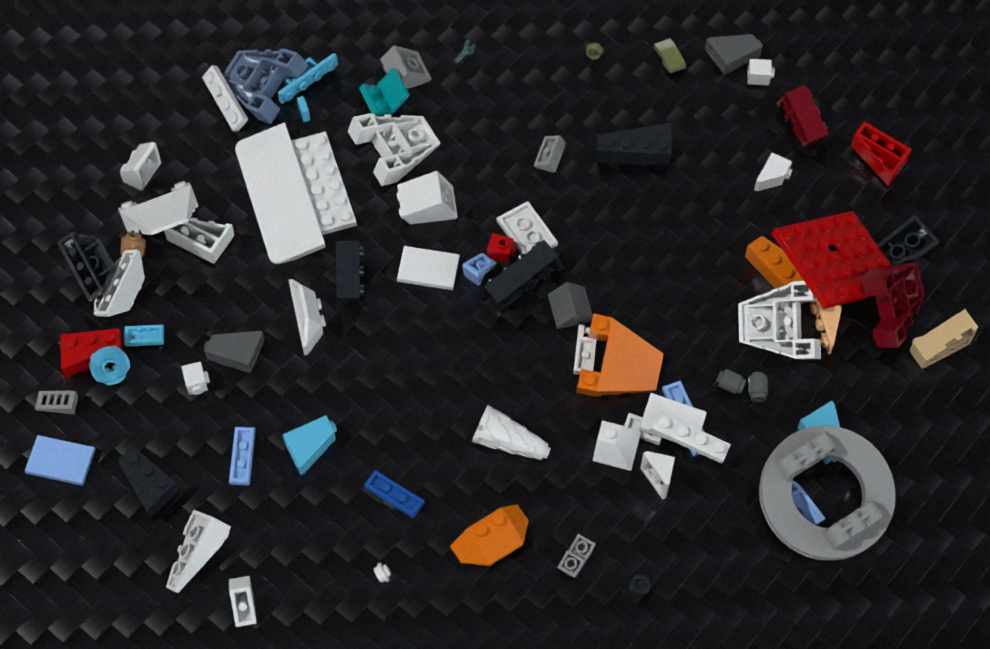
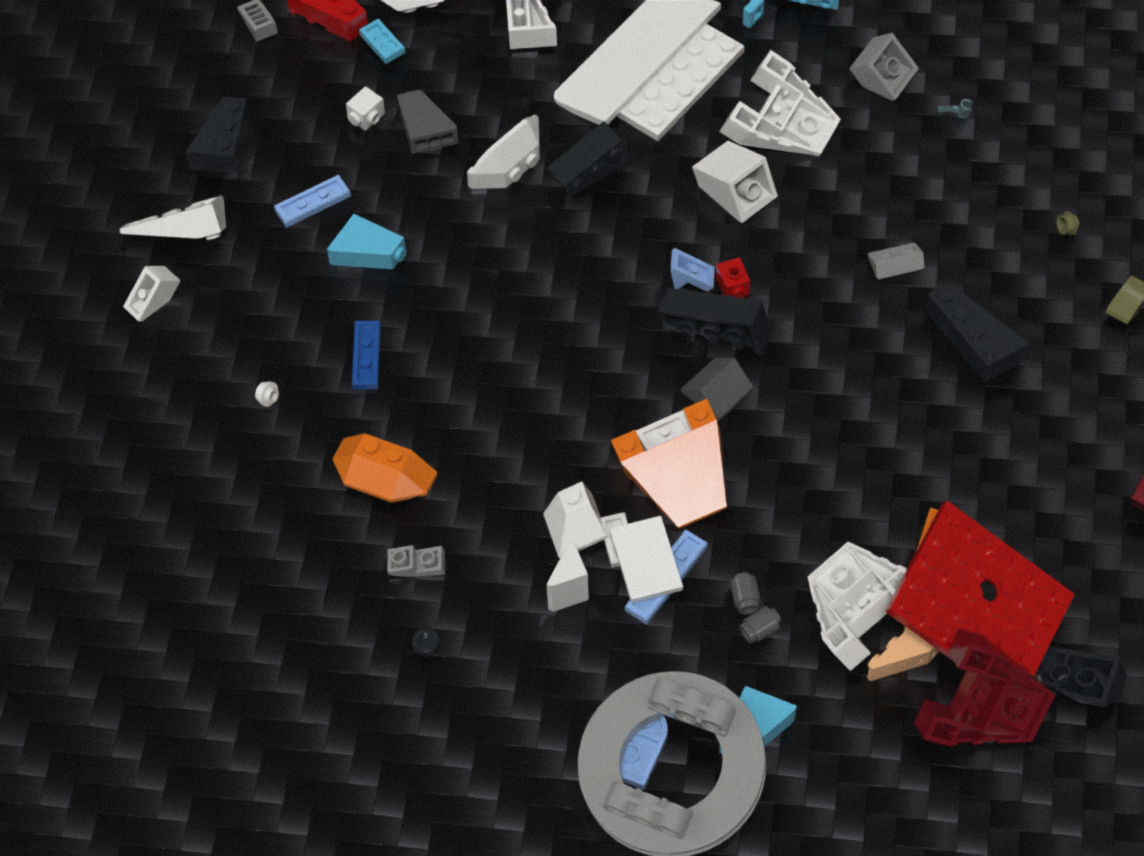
camera: 60 degrees right, 5 degrees down
(60, 460) = (197, 60): light blue tile -> none
(102, 357) = (333, 25): medium azure plate -> none
(386, 95) = (827, 68): teal bracket -> none
(428, 268) = (656, 230): white tile -> none
(502, 433) = (505, 410): white cone -> none
(526, 228) = (782, 291): white tile -> none
(690, 437) = (635, 585): white plate -> none
(774, 172) = (1059, 487): white slope -> none
(944, 339) = (978, 787): tan wedge -> none

